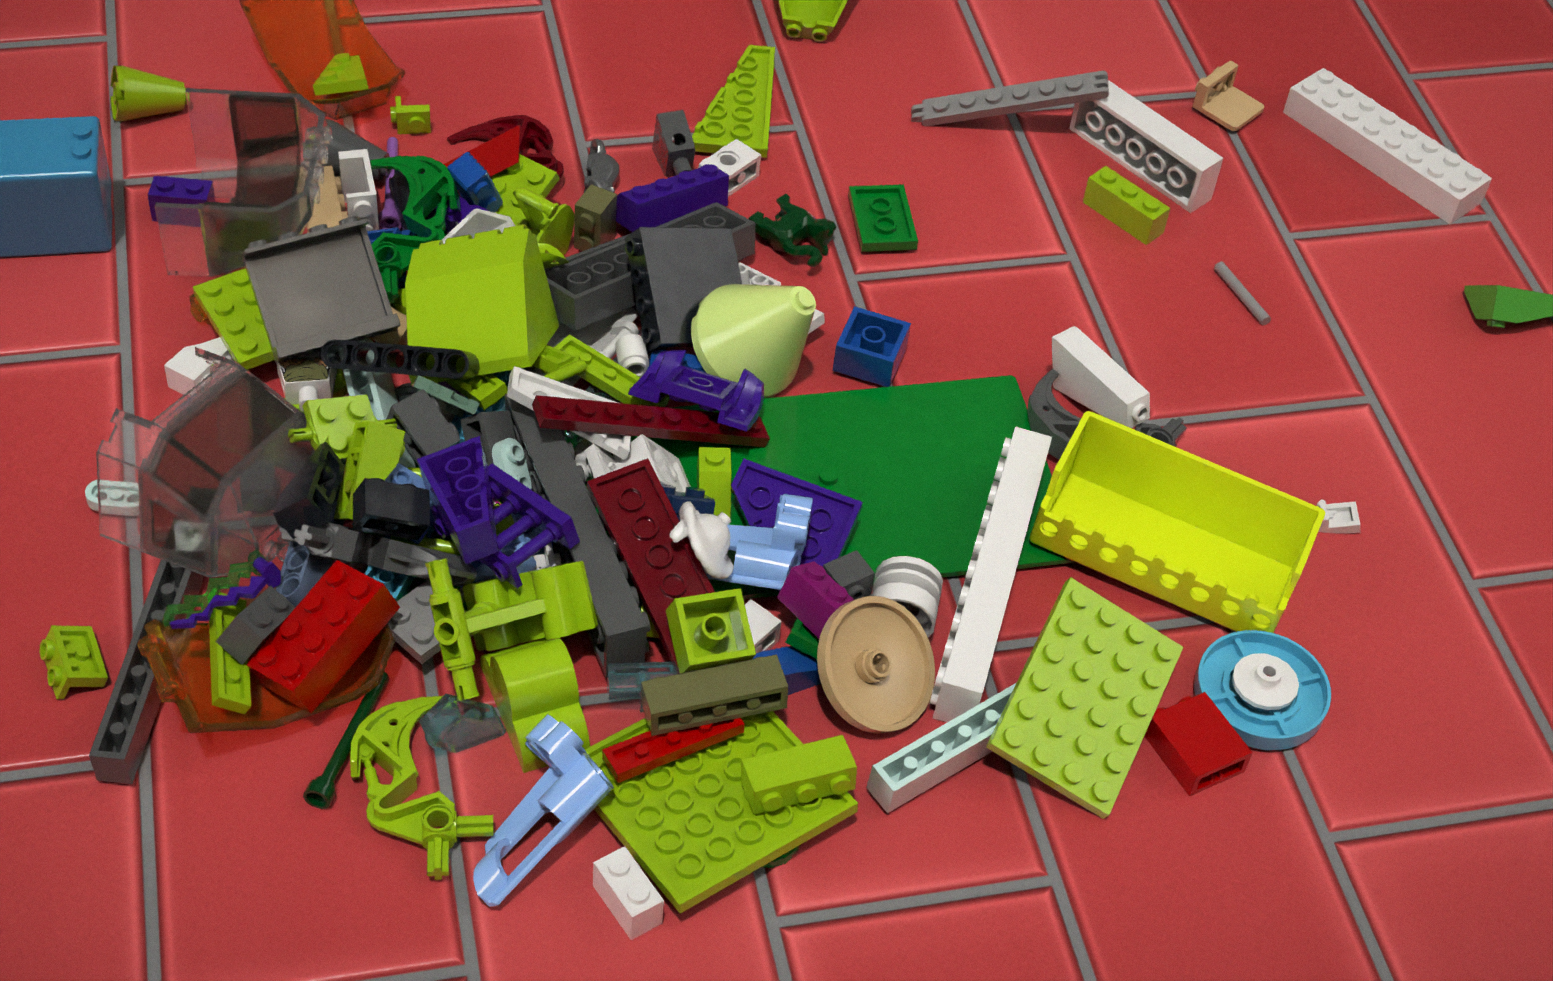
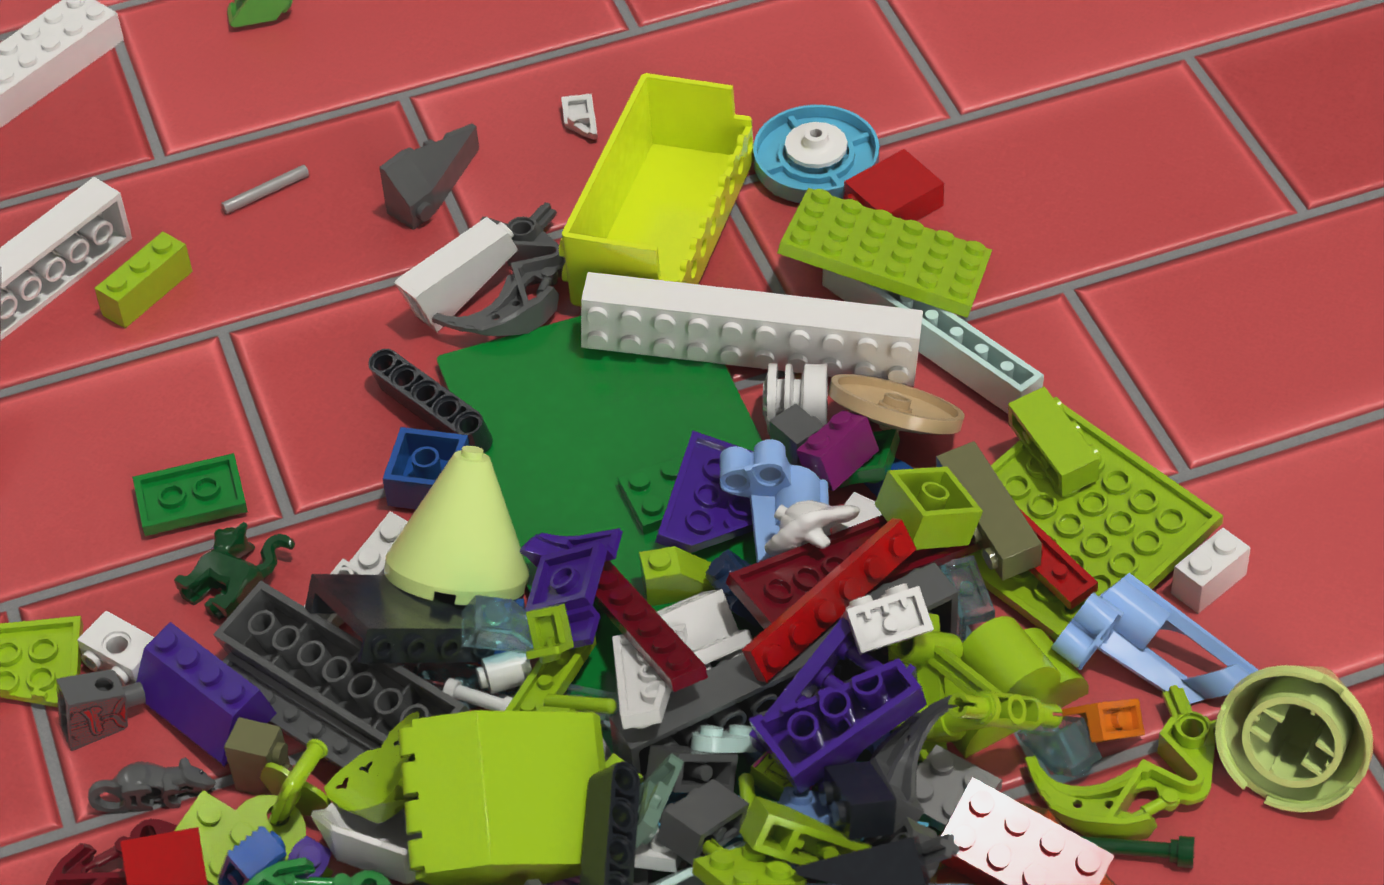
camera: 90 degrees left, 0 degrees up
(407, 899) = (1294, 737): none -> yellowish green cone
(469, 756) = (1110, 719): none -> orange panel
(562, 541) = (888, 620): none -> white bracket
(612, 532) = (828, 600): none -> red plate
(635, 371) = (549, 633): none -> lime bracket
(649, 329) = (495, 625): none -> clear light blue slope
(951, 358) = (428, 398): none -> black beam
(1234, 385) = (422, 178): none -> dark grey wedge

